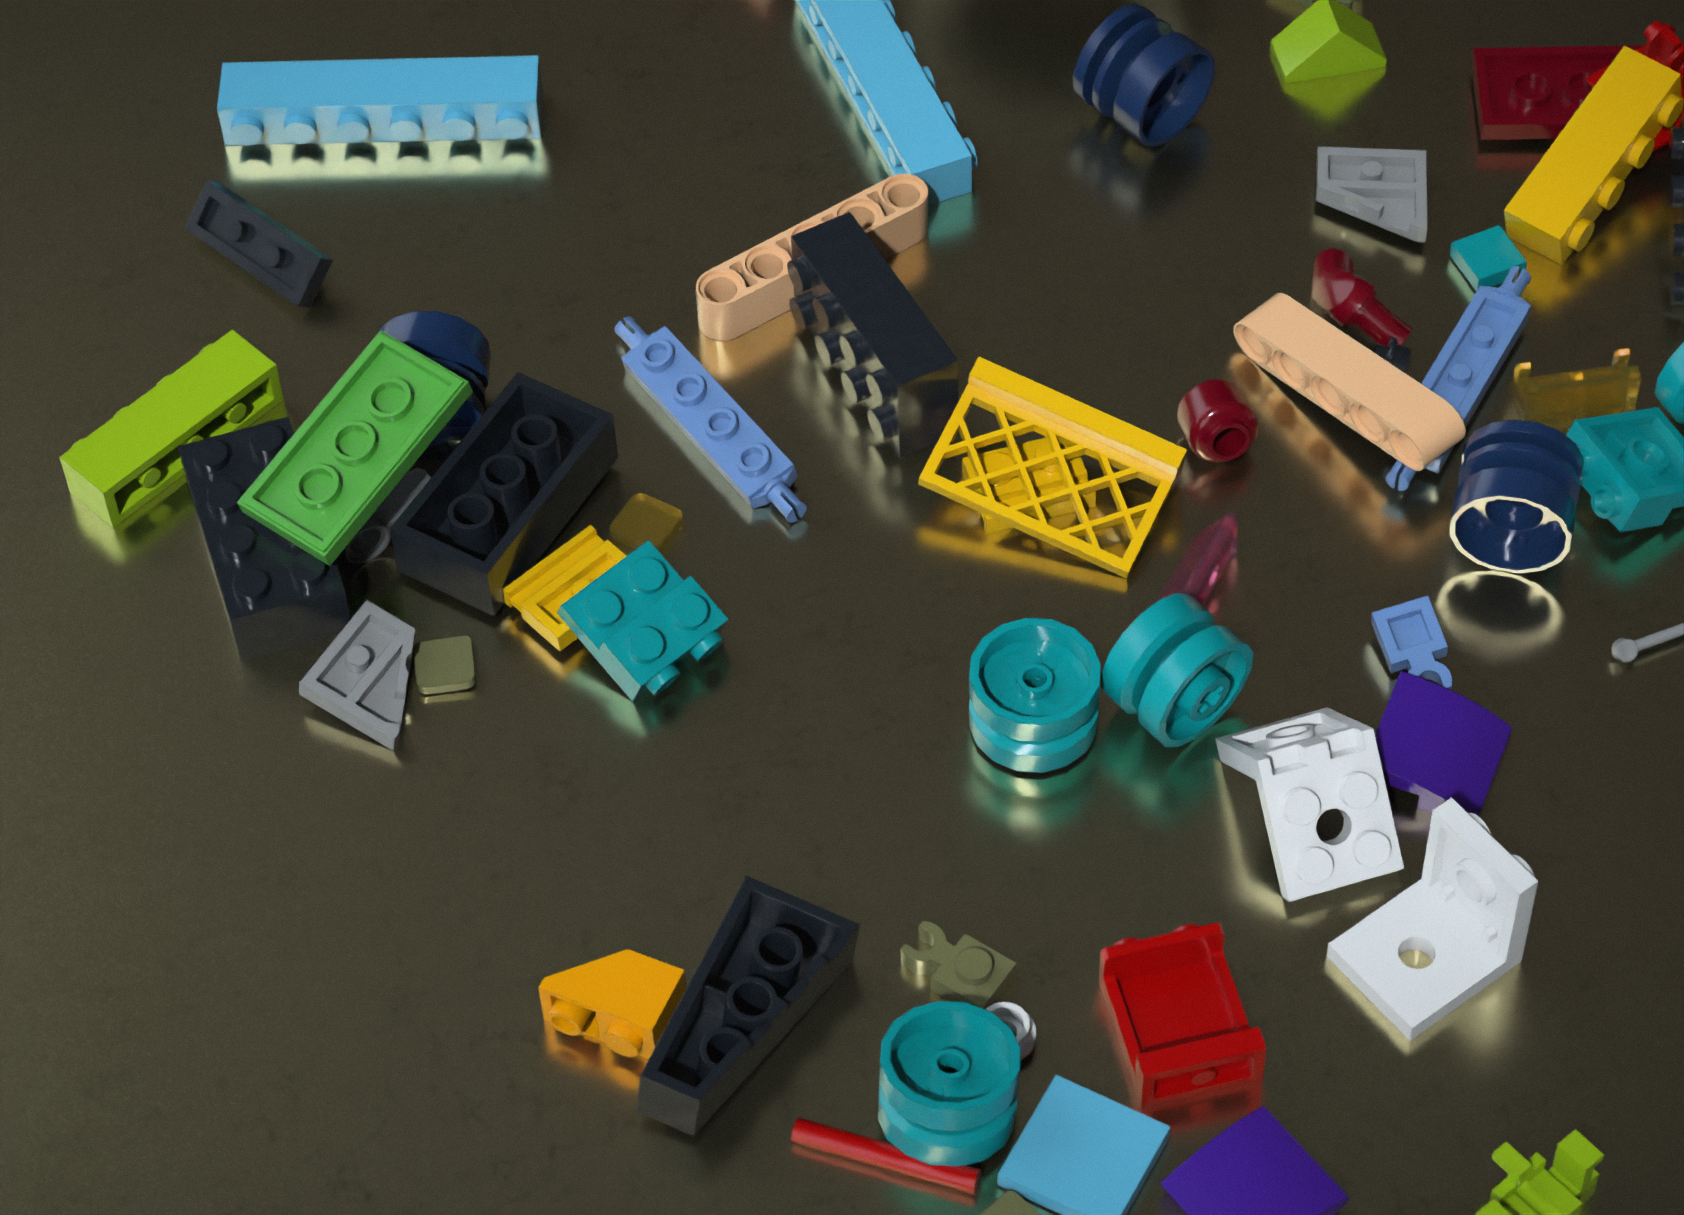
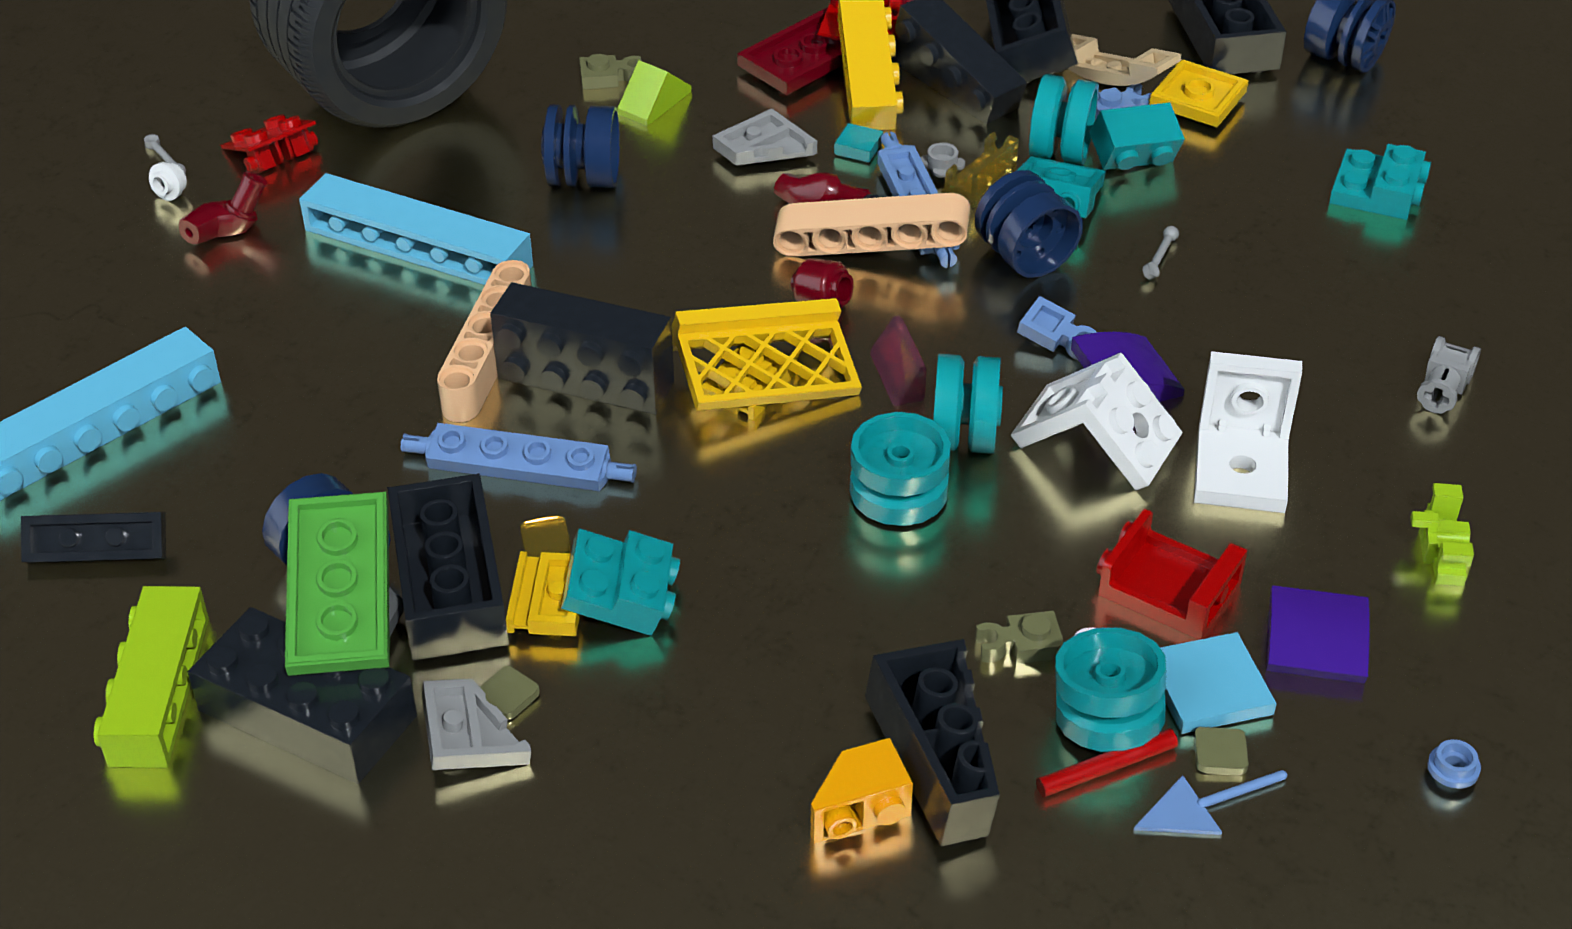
camera: 45 degrees left, 10 degrees down
(1553, 345) = (941, 158): none -> light grey plate

